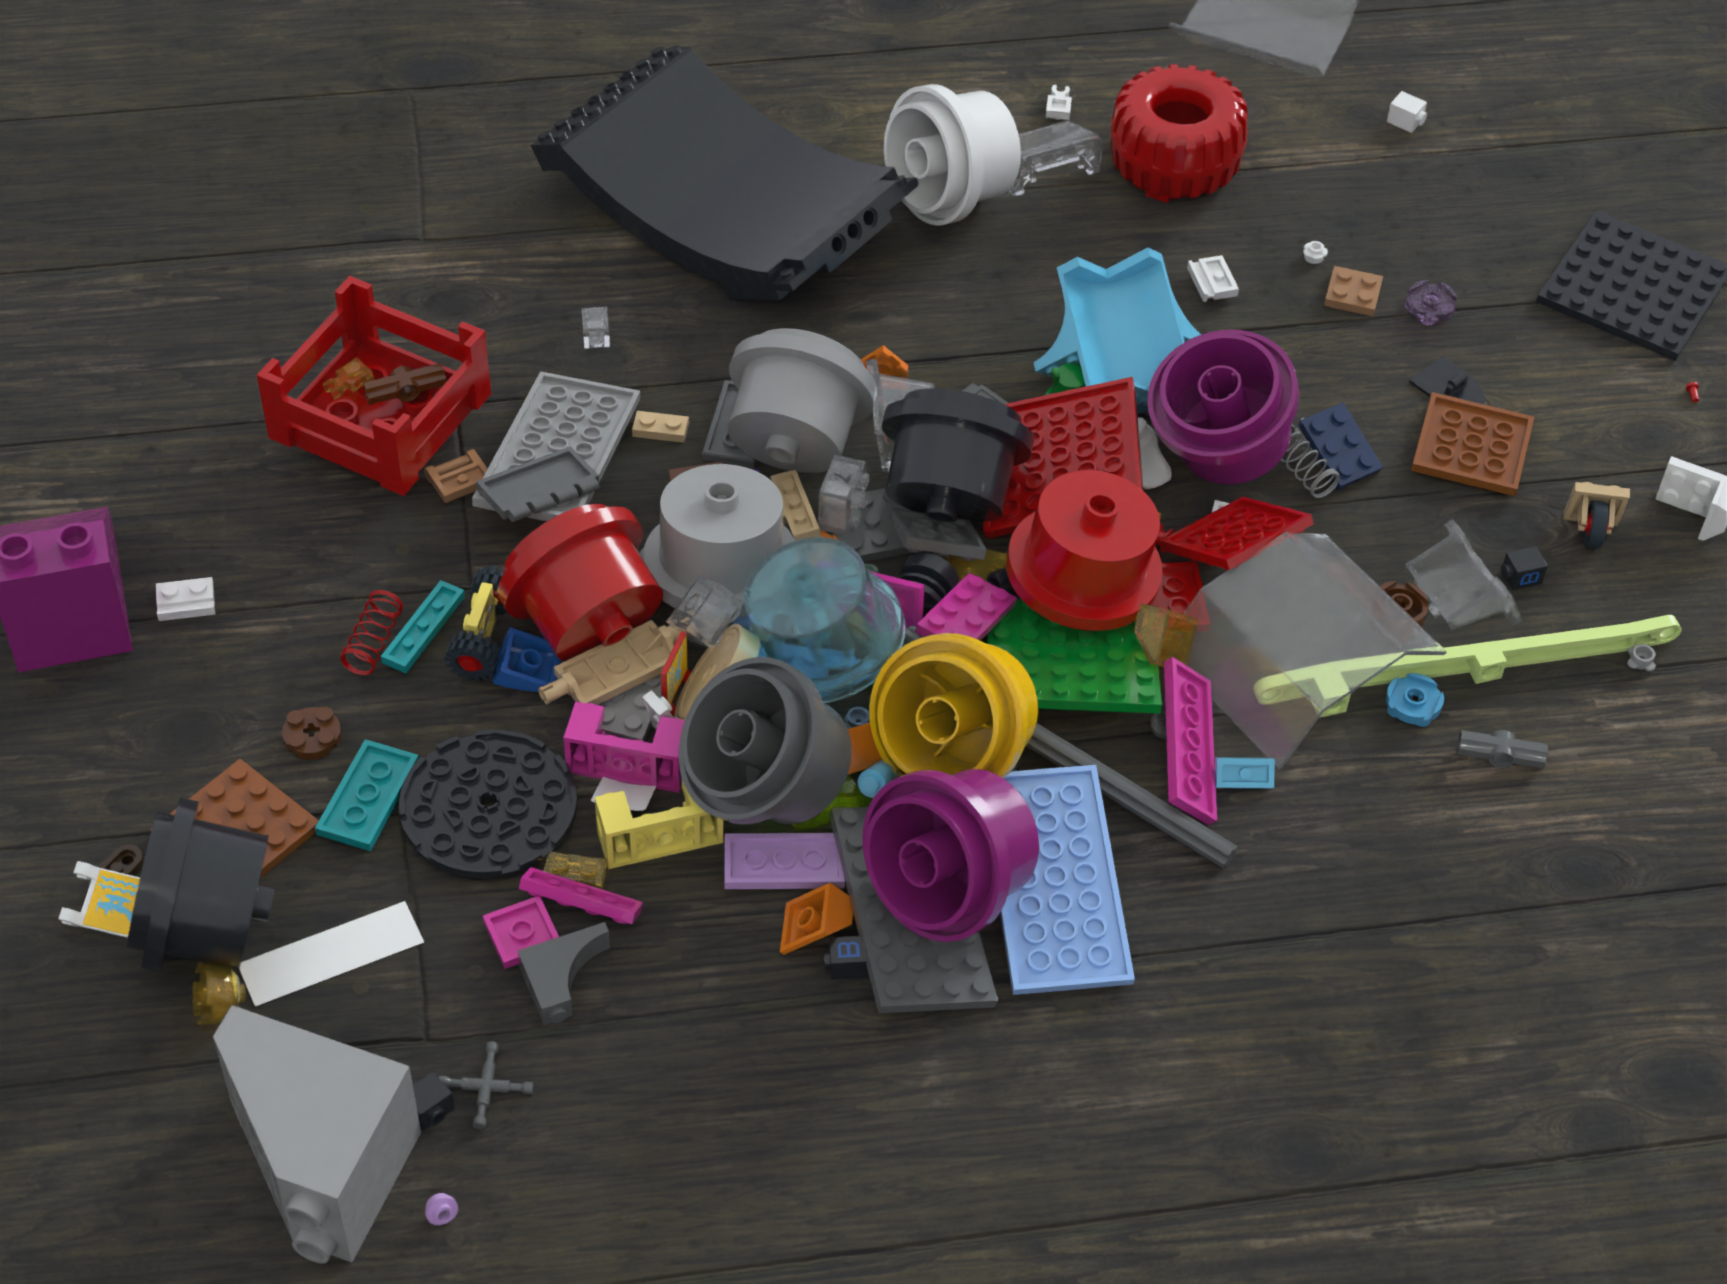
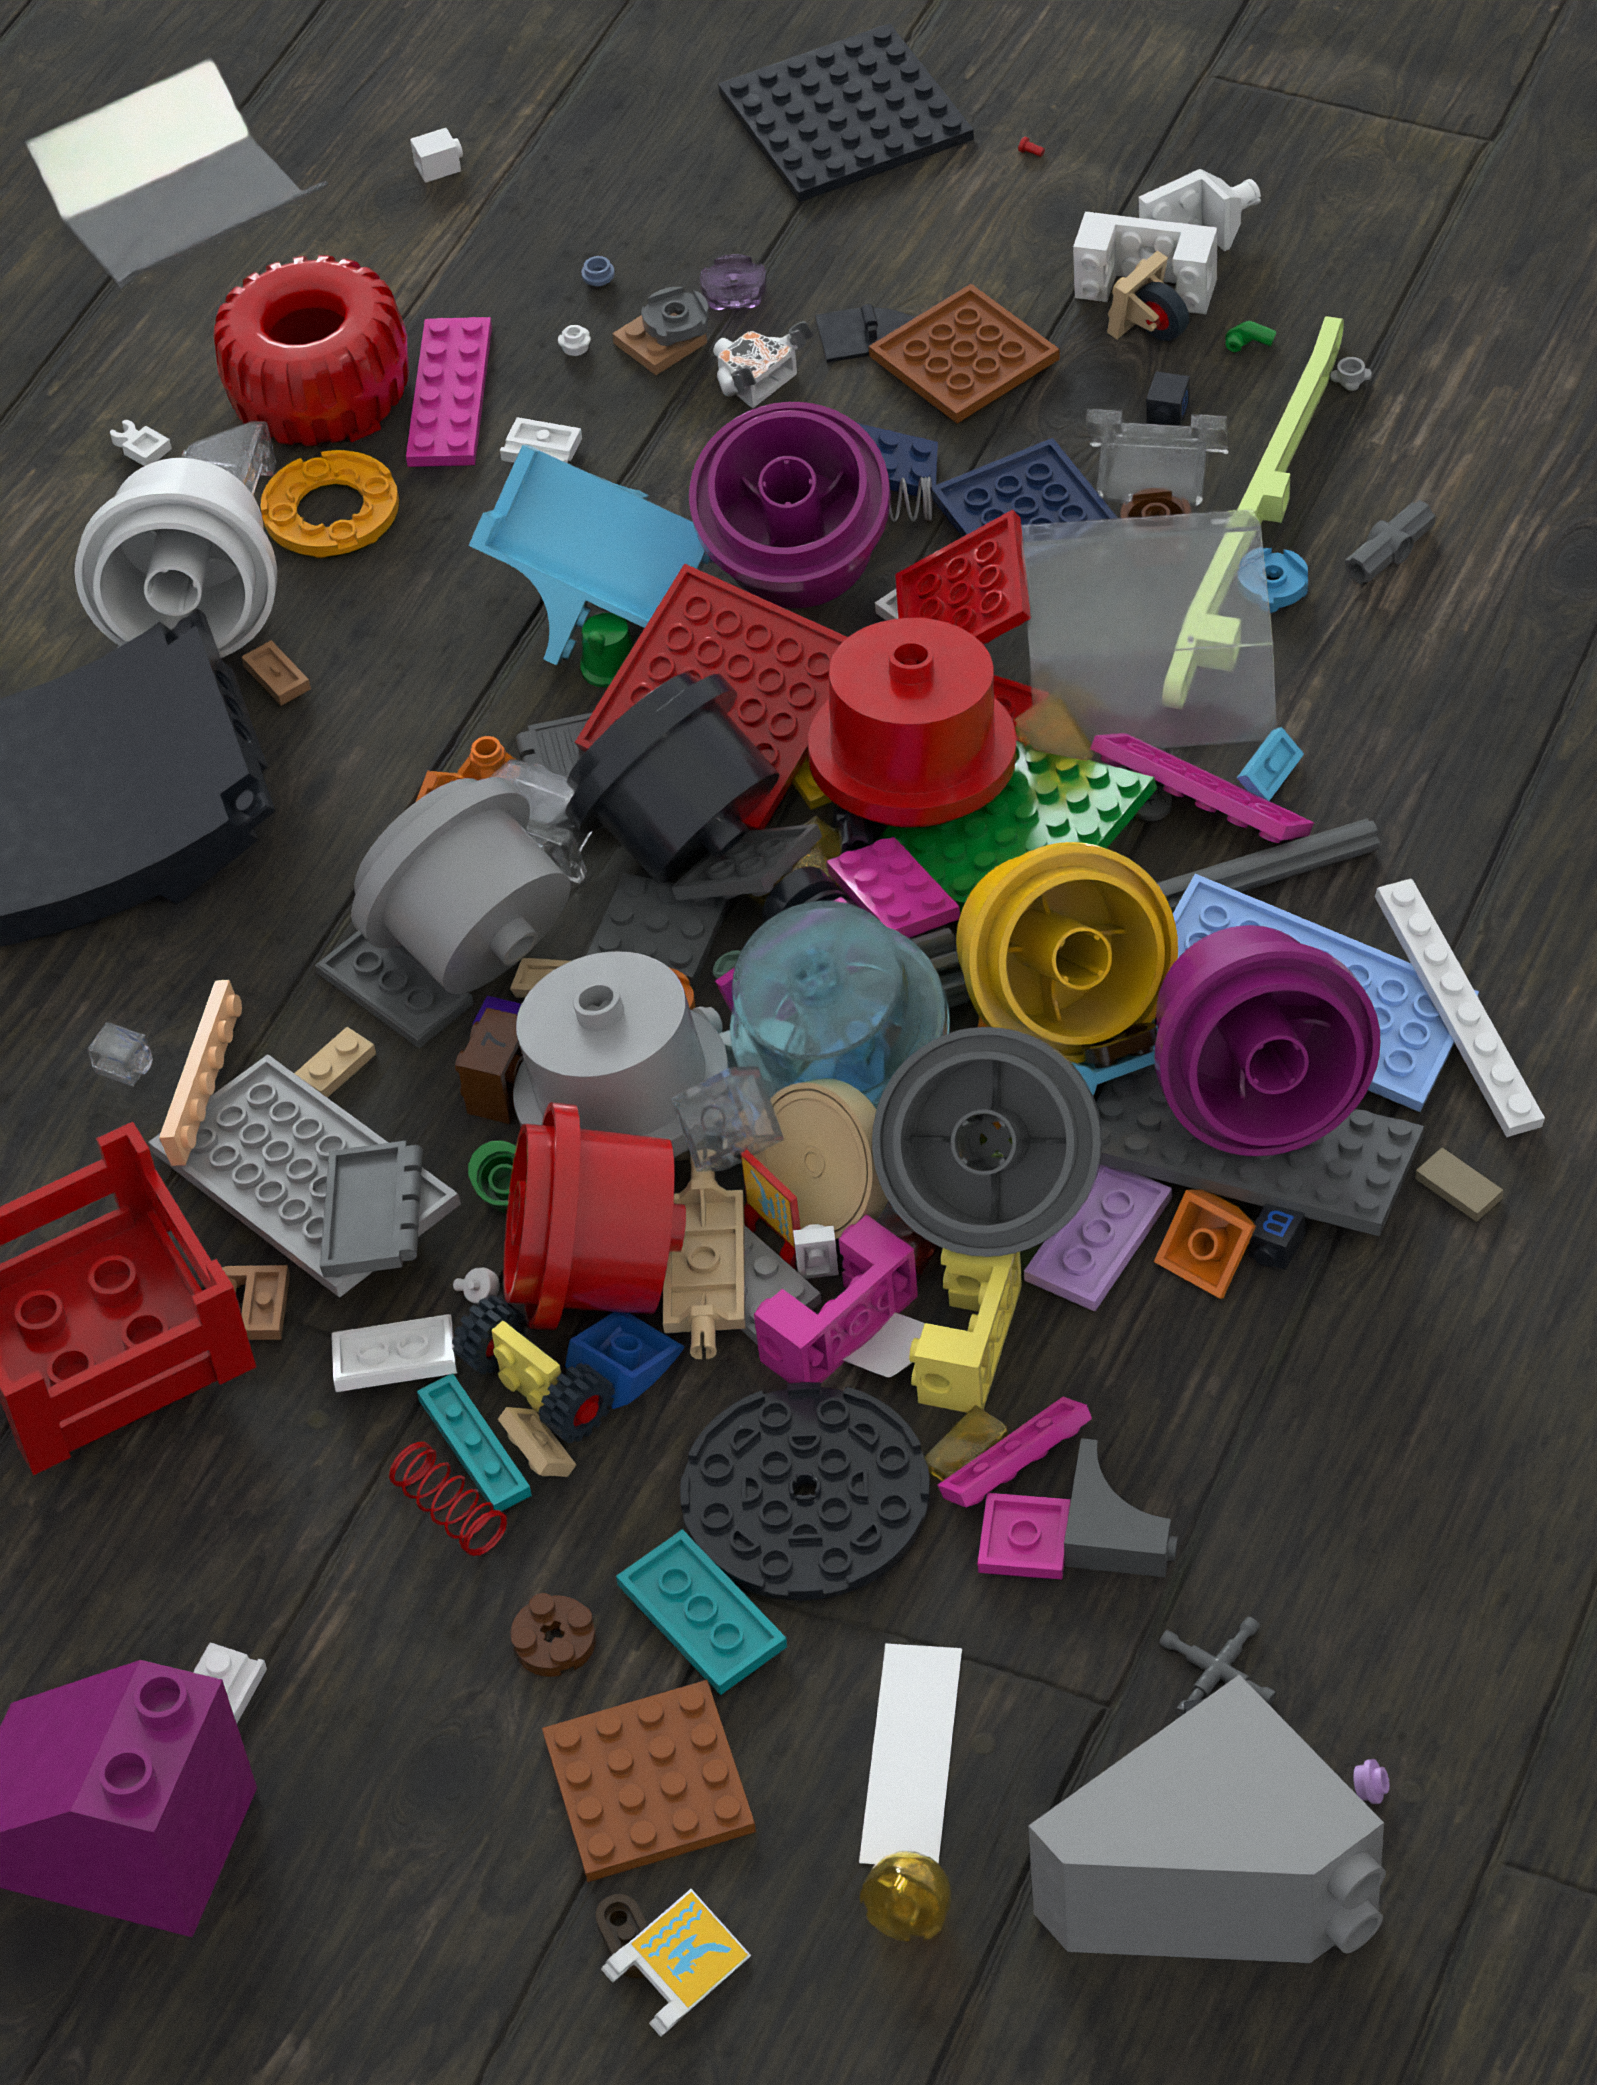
camera: 50 degrees left, 0 degrees up
(198, 890) = (780, 1823): black piece -> none
(348, 377) = (22, 1328): clear yellow plate -> none
(404, 383) = (93, 1272): reddish brown piece -> none
(432, 661) = (536, 1442): none -> tan plate
(458, 553) = (393, 1353): none -> white tile
(599, 365) = (200, 1073): none -> light nougat plate
(843, 495) = (623, 915): clear brick -> none
(931, 251) = (276, 673): none -> medium nougat plate
(934, 372) = (485, 759): none -> orange rock
(965, 1044) = (1459, 1184): none -> dark tan tile
(1083, 183) = (340, 467): none -> light orange plate
(1107, 972) = (1459, 1008): none -> white plate
(1221, 217) = (449, 392): none -> dark pink plate
(1356, 287) = (690, 320): none -> dark grey plate
(1366, 345) = (758, 364): none -> torso
(1371, 531) = (1034, 483): none -> dark blue plate
(1381, 234) = (597, 271): none -> sand blue plate
(1625, 582) = (1247, 332): none -> green arm
(1651, 508) = (1113, 247): none -> white plate

